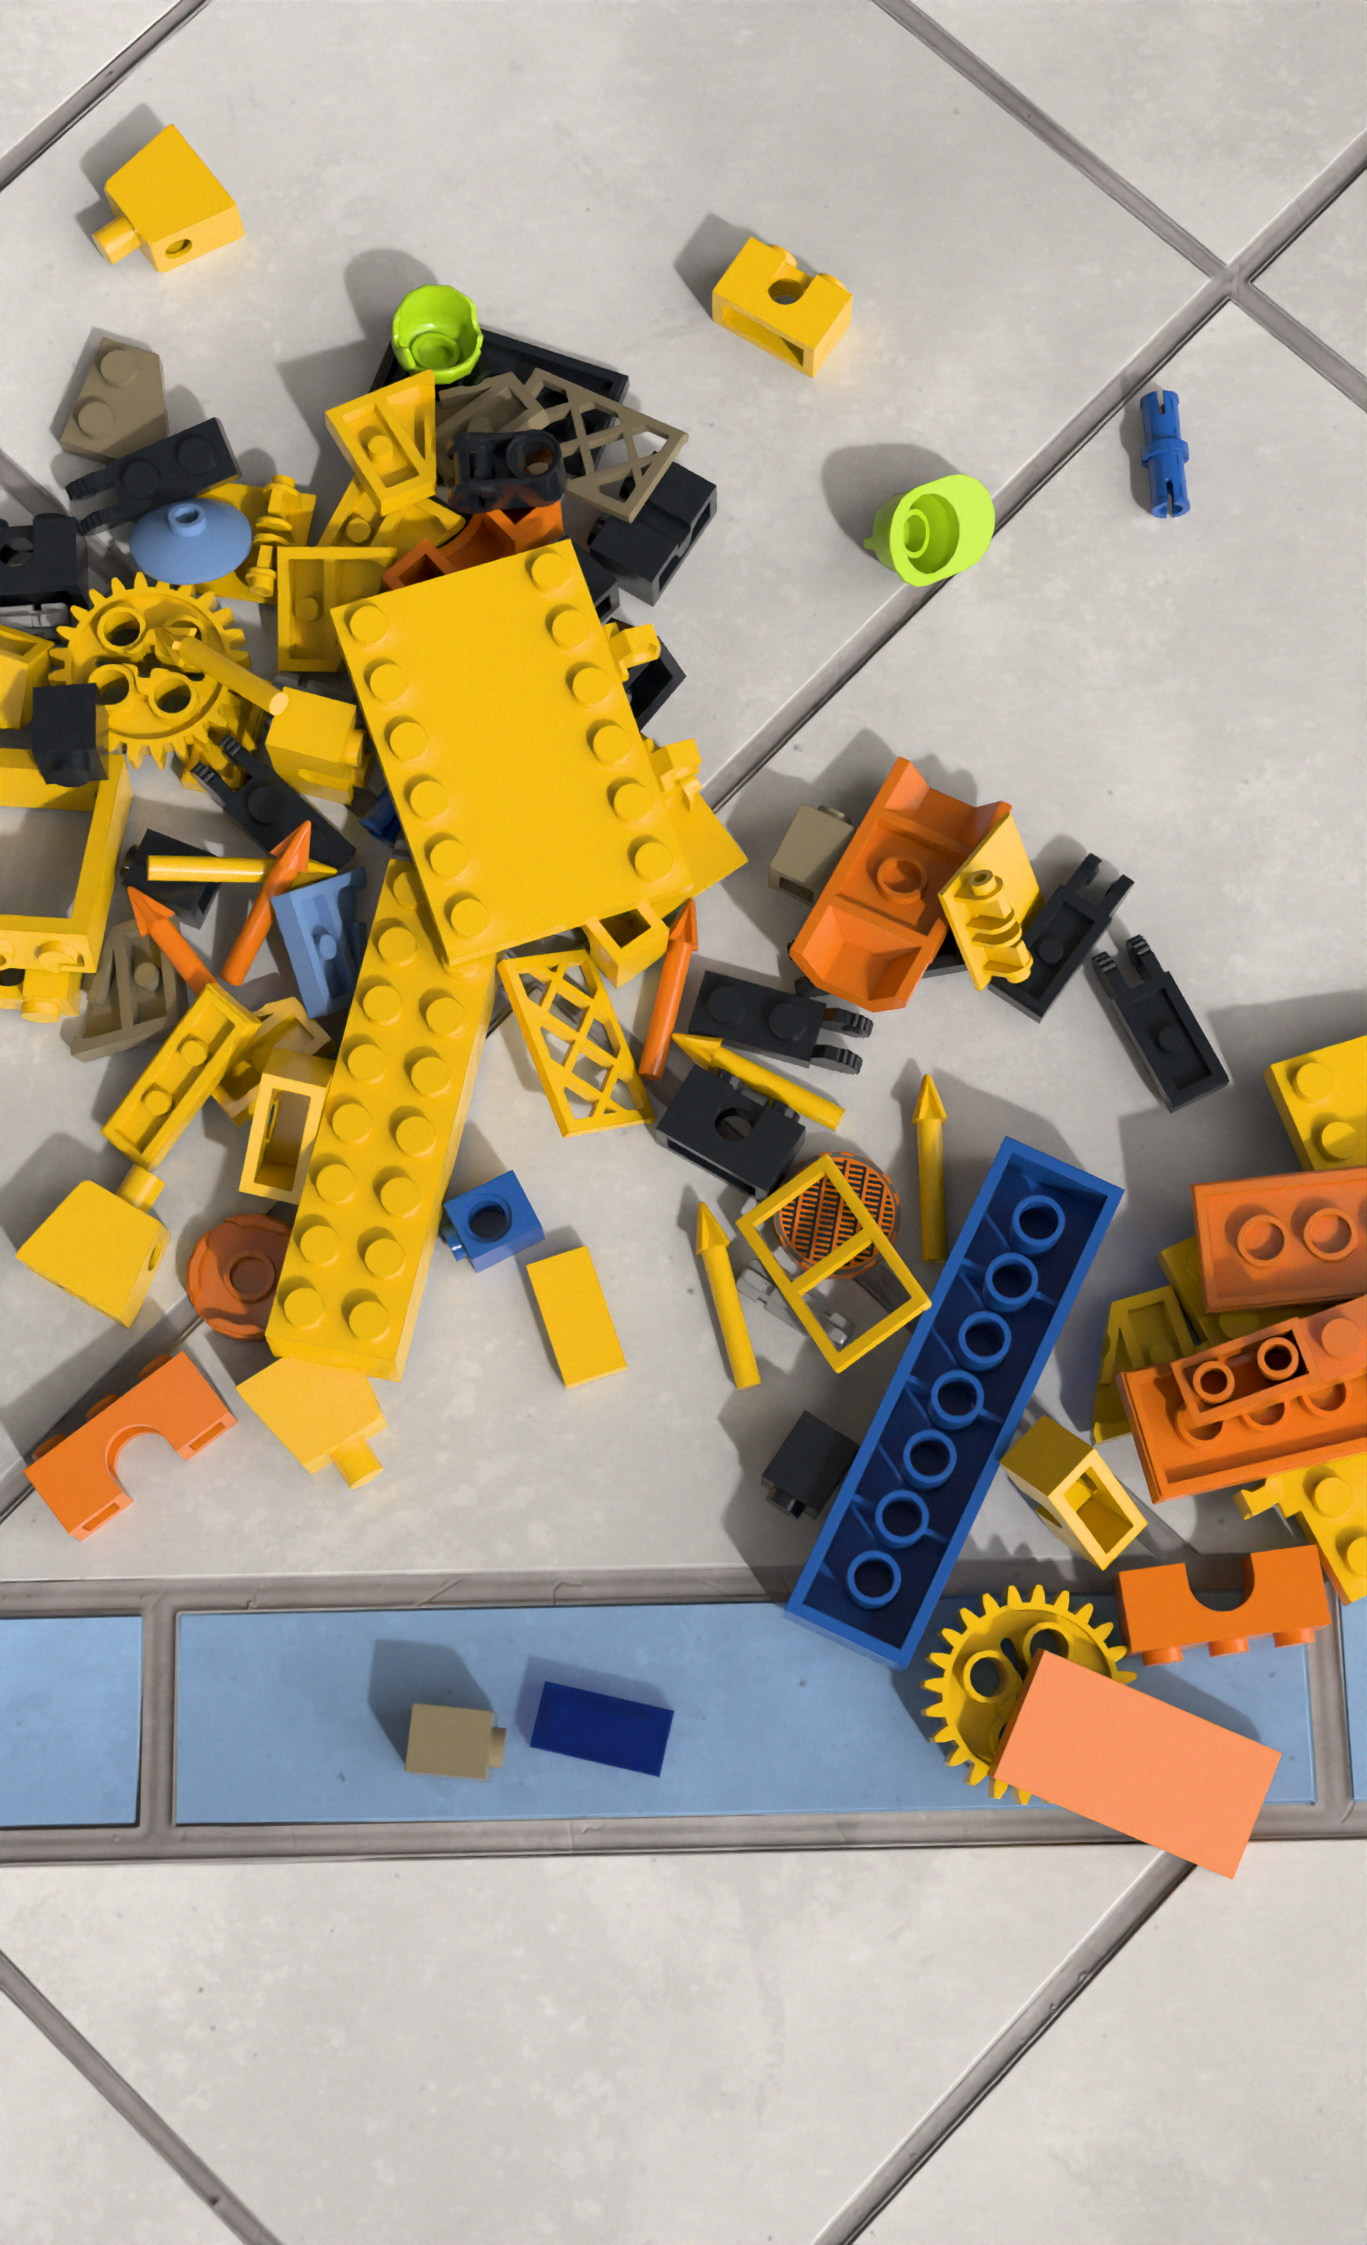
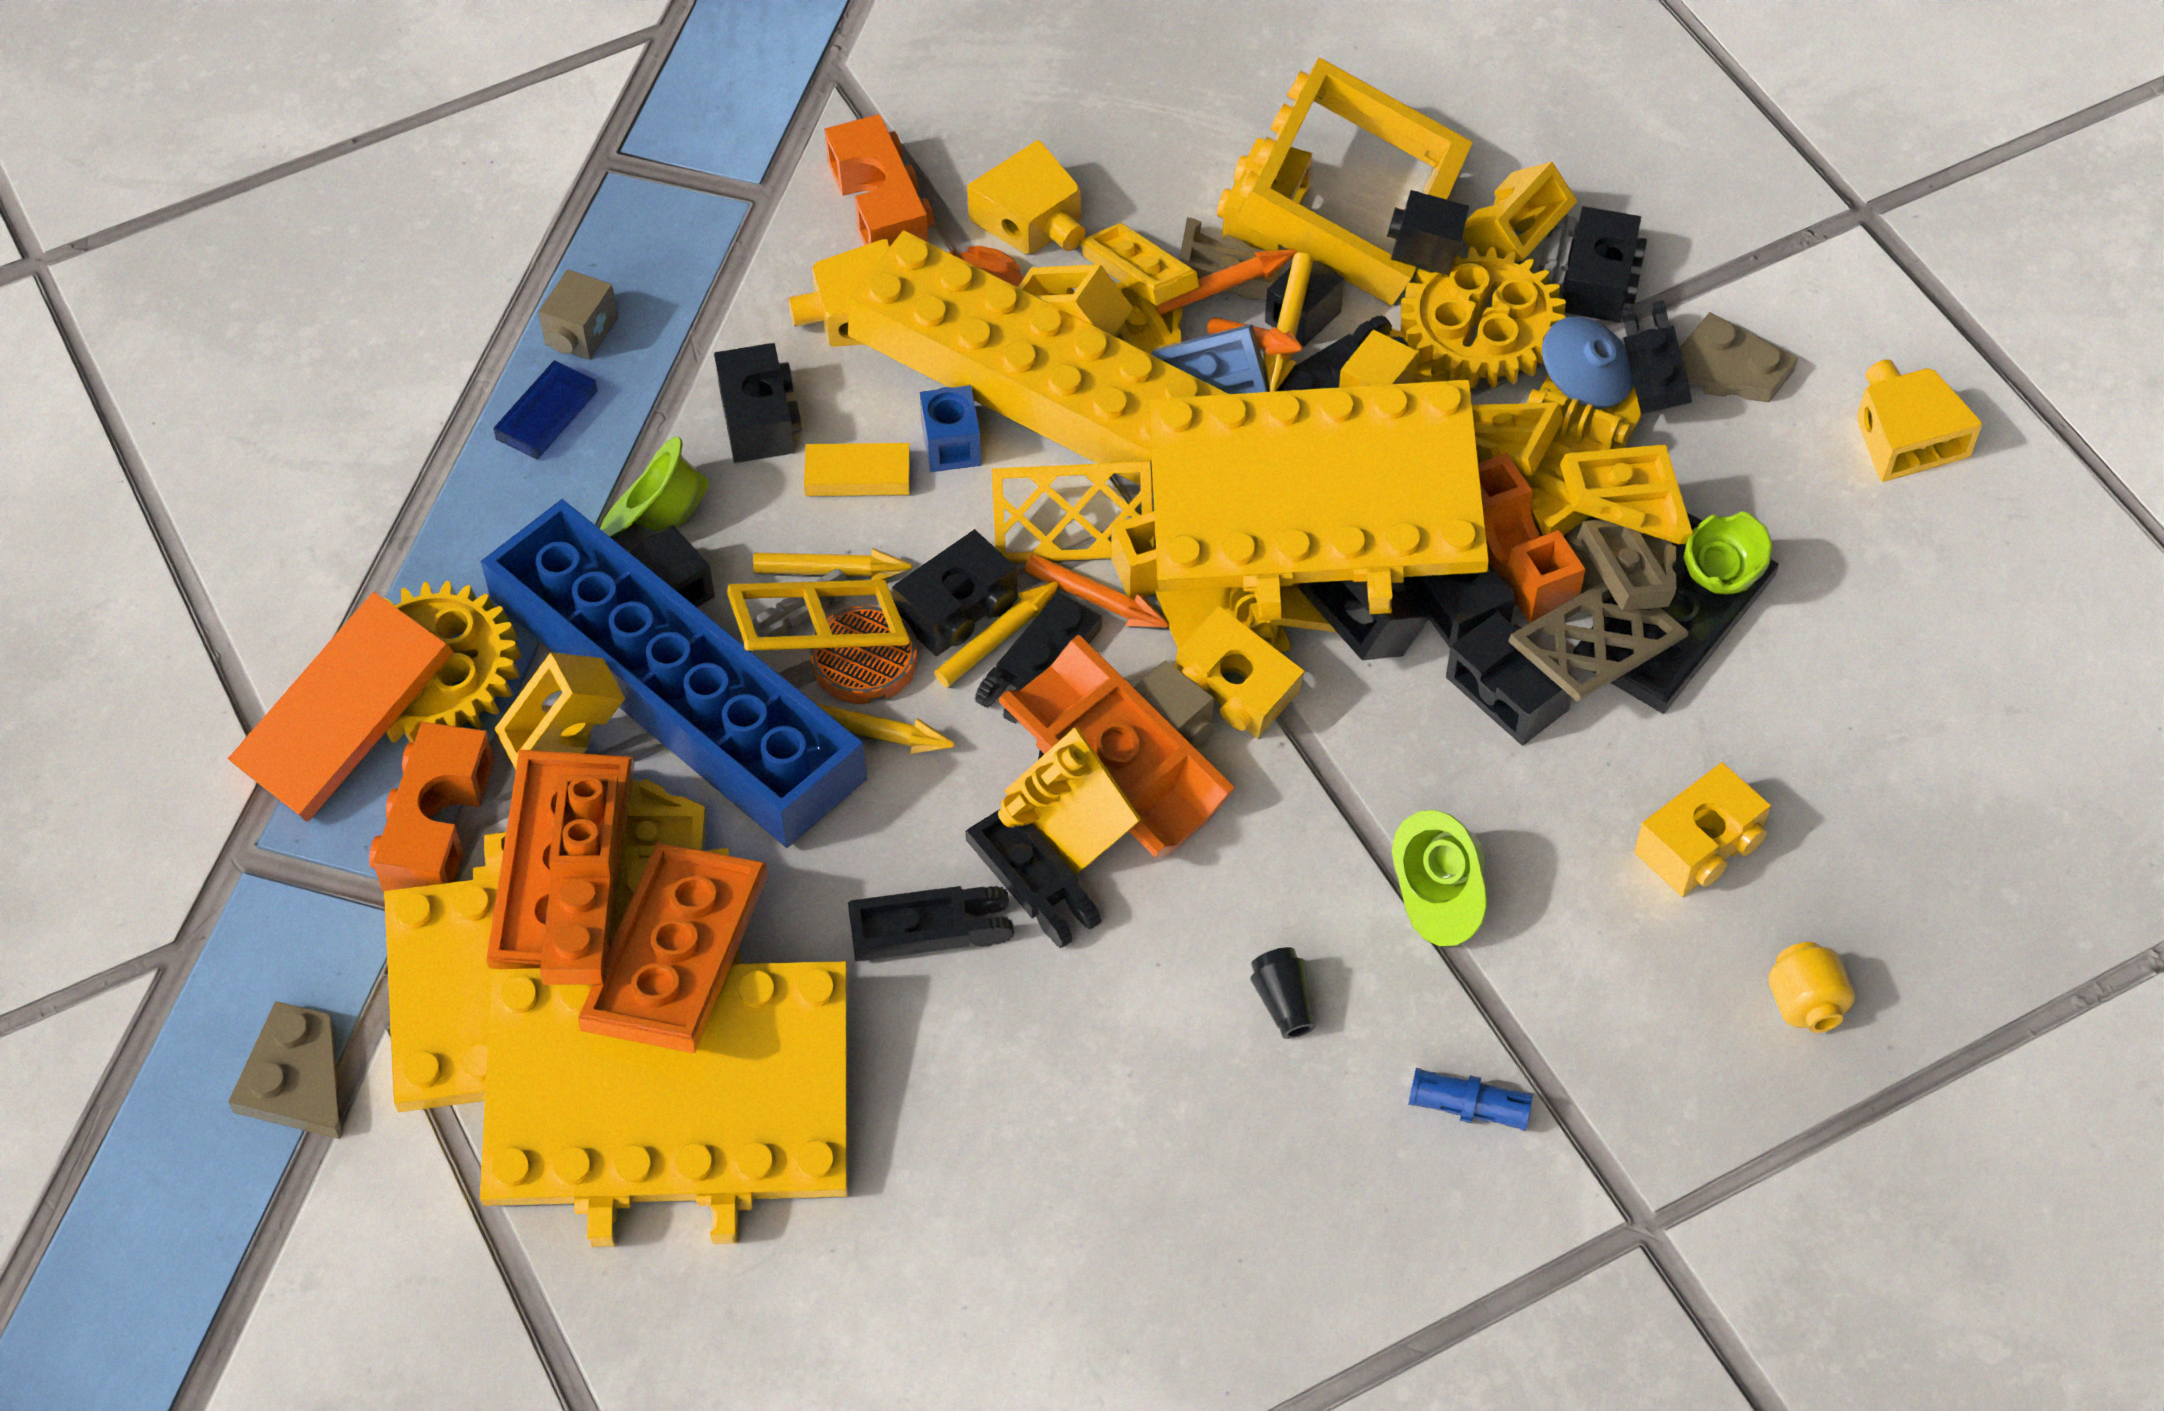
camera: 105 degrees right, 20 degrees down
(185, 647) = (1481, 319): yellow piece -> none
(500, 471) = (1567, 544): black piece -> none
(506, 1499) = (755, 402): none -> black brick
(710, 1535) = (661, 495): none -> lime piece
(756, 765) = (1227, 646): none -> yellow brick
(931, 177) = (1811, 987): none -> yellow head
(1111, 651) = (1284, 989): none -> black cone

